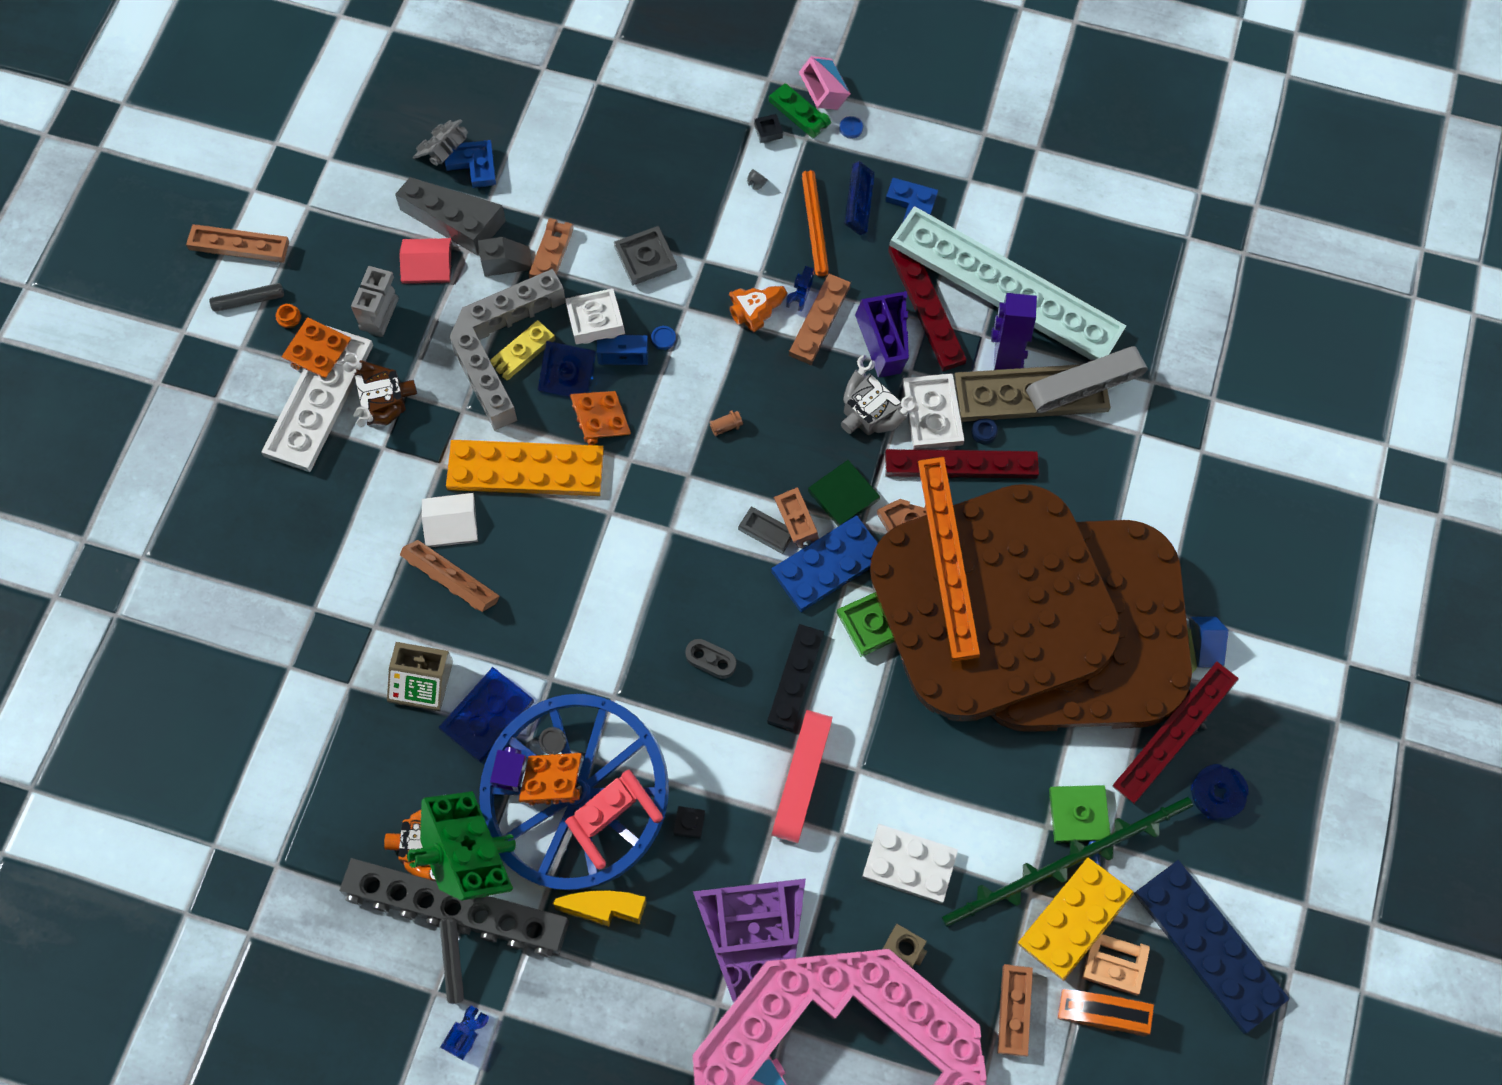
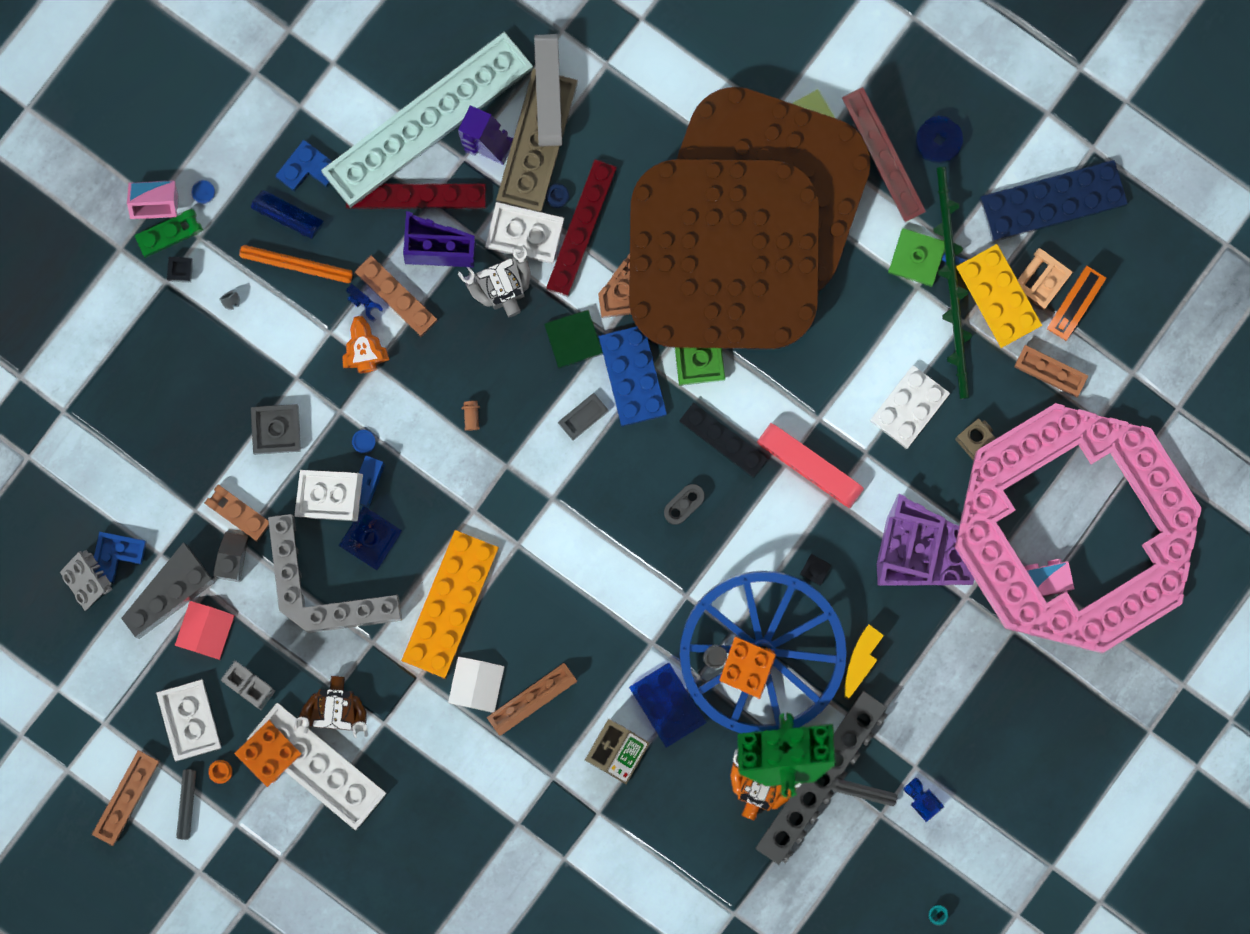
camera: 65 degrees left, 15 degrees up
(329, 272) = (189, 720): none -> white plate
(508, 769) = (728, 699): dark purple brick -> none
(522, 350) = (331, 570): light yellow hinge -> none
(599, 415) = (424, 522): orange hinge -> none
(605, 808) = (790, 631): coral plate -> none
(796, 517) = (585, 387): nougat hinge -> none
(948, 560) = (679, 277): orange plate -> none
(1209, 640) = (812, 91): blue slope -> none

